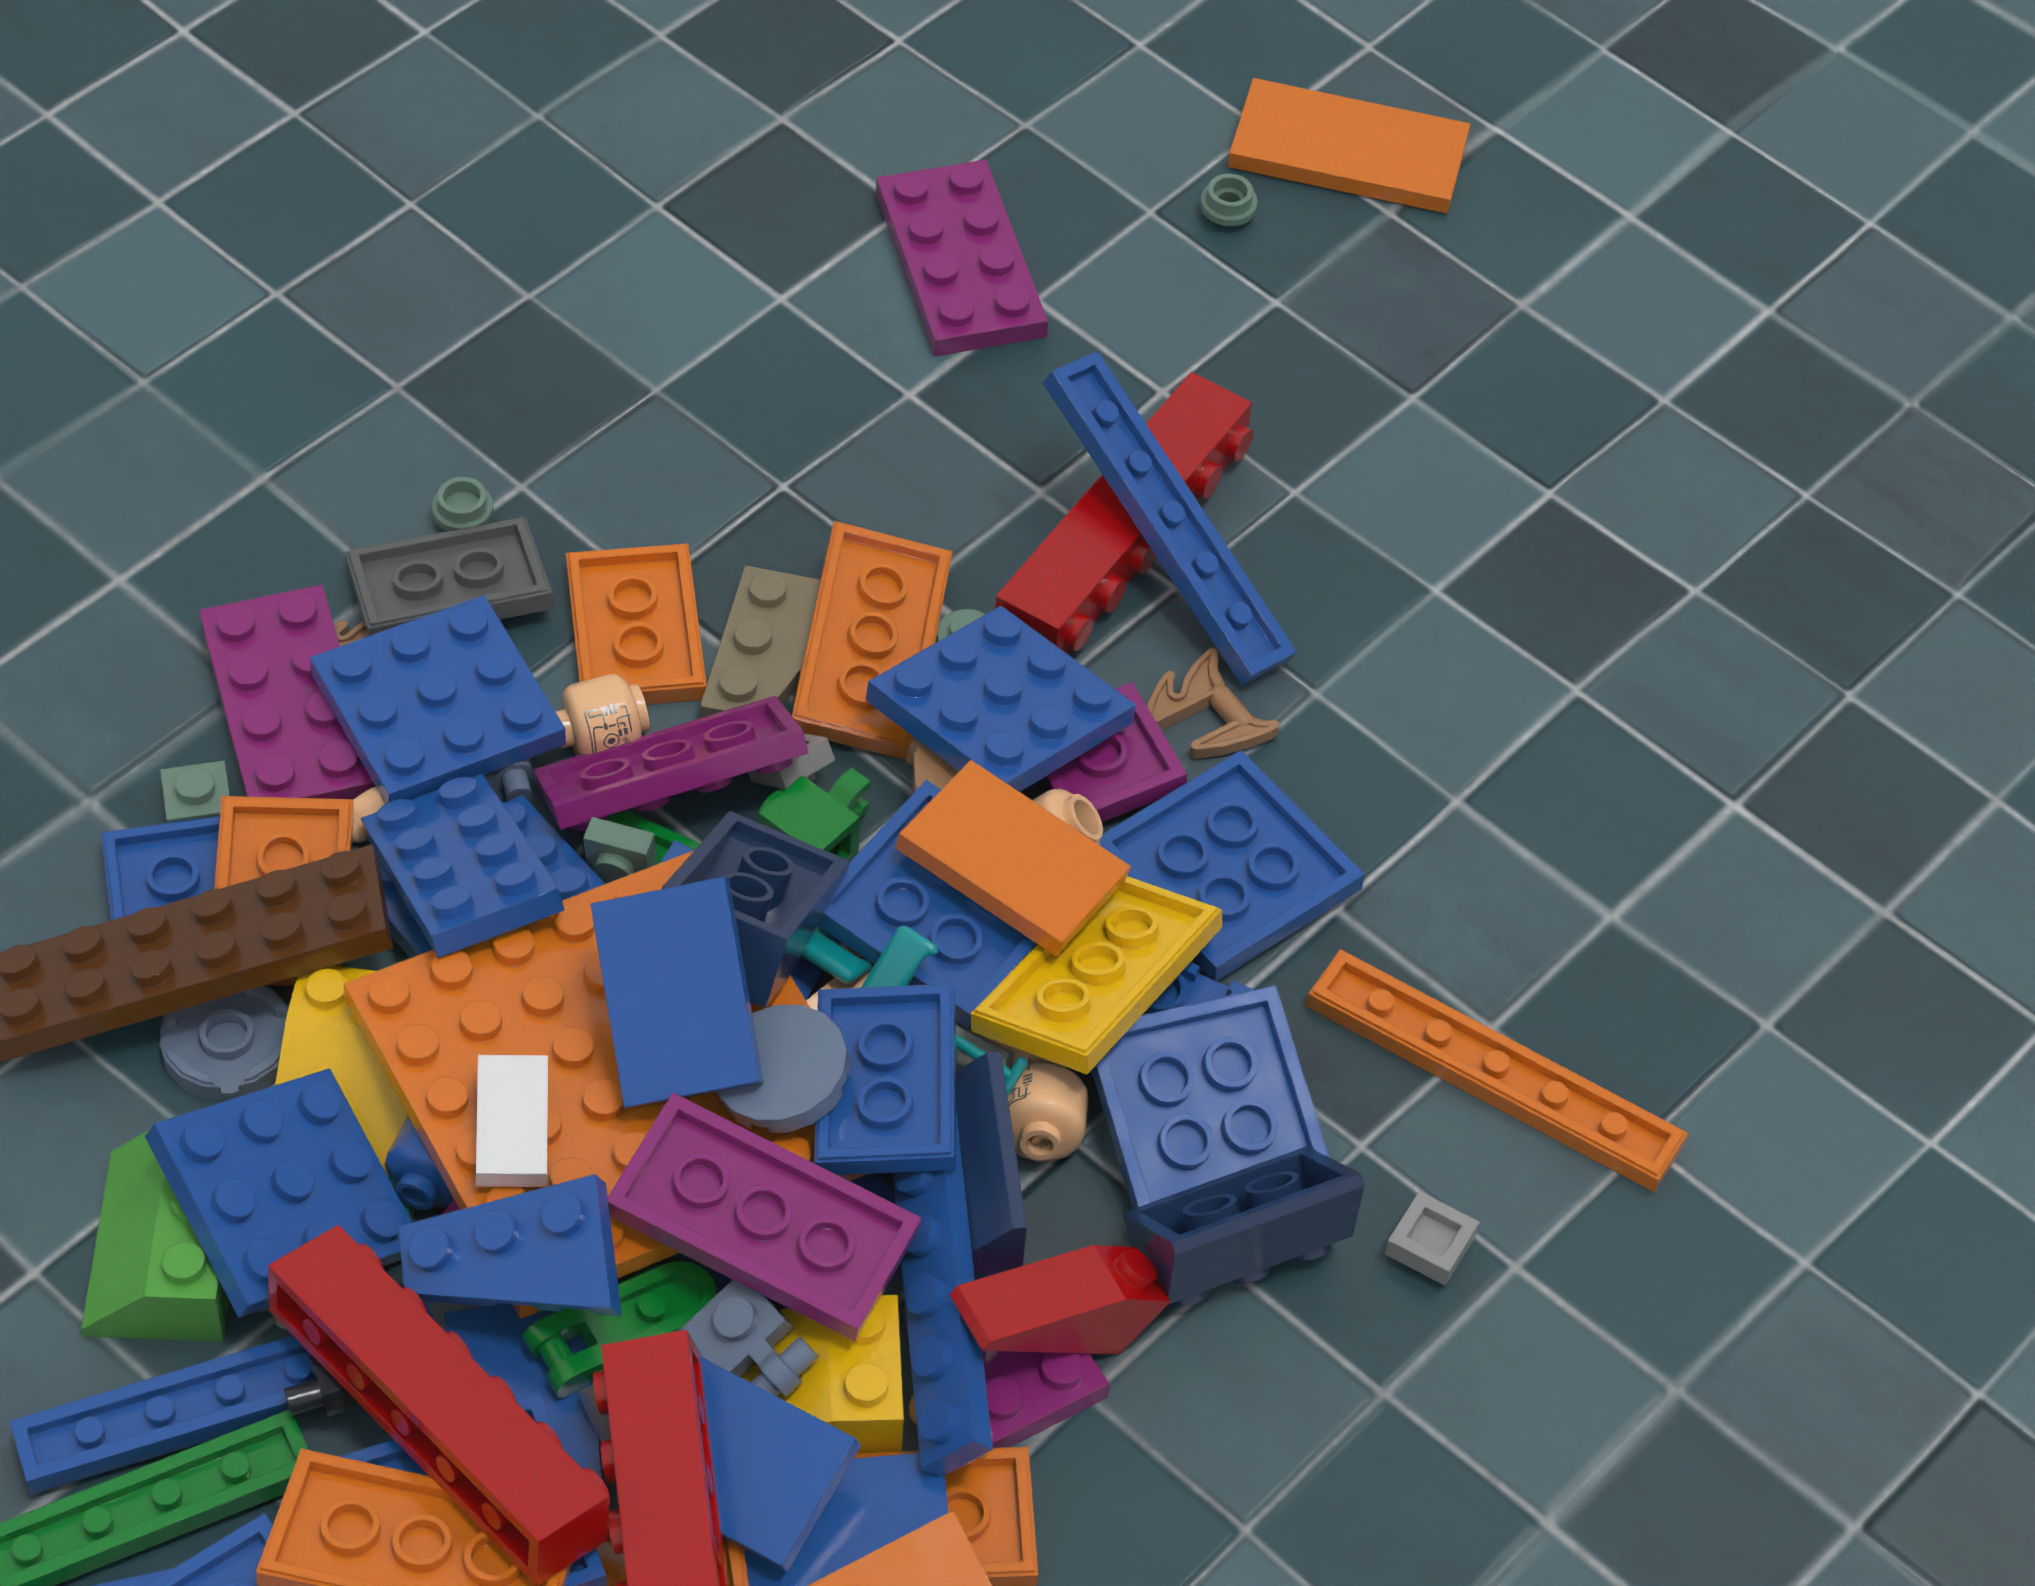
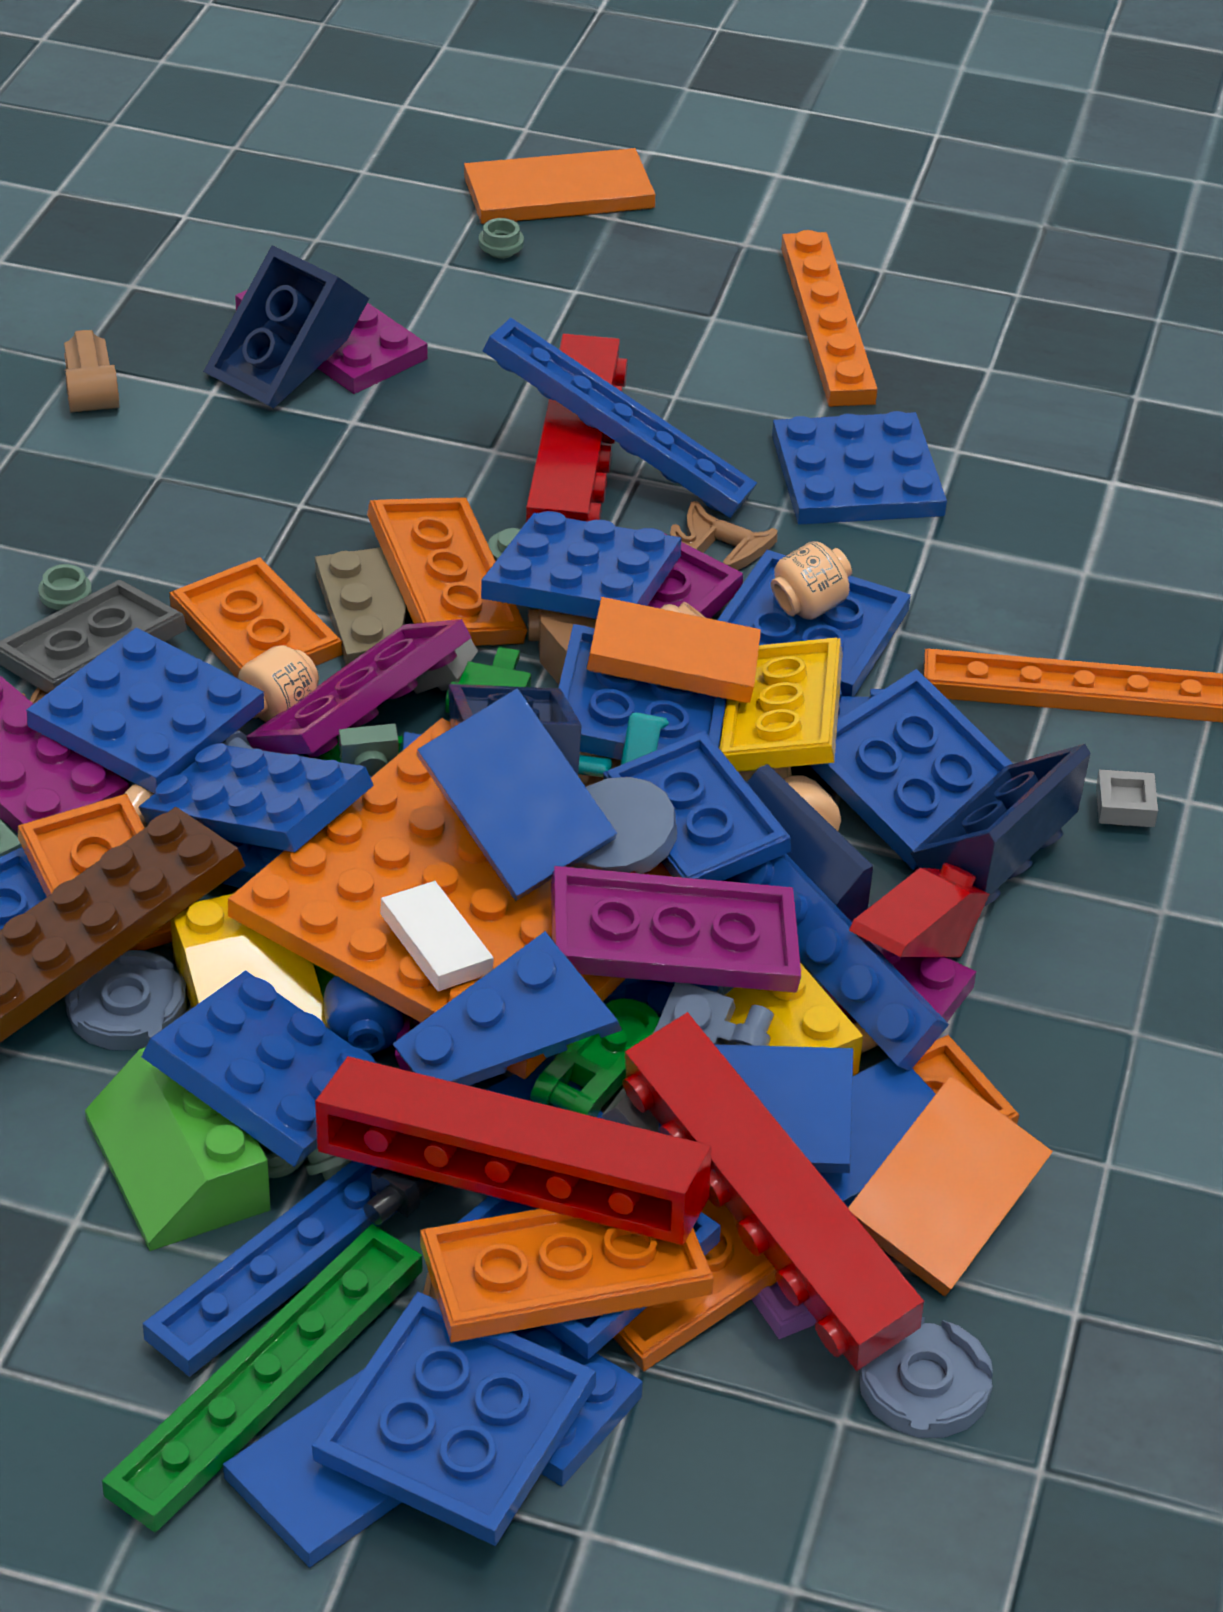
camera: 25 degrees left, 10 degrees down
(650, 239) = (88, 373): none -> medium nougat piece
(886, 251) = (284, 327): none -> dark blue slope
(1244, 819) = (811, 580): none -> light nougat head
(1436, 673) = (858, 468): none -> blue plate
(1543, 450) = (828, 319): none -> orange plate

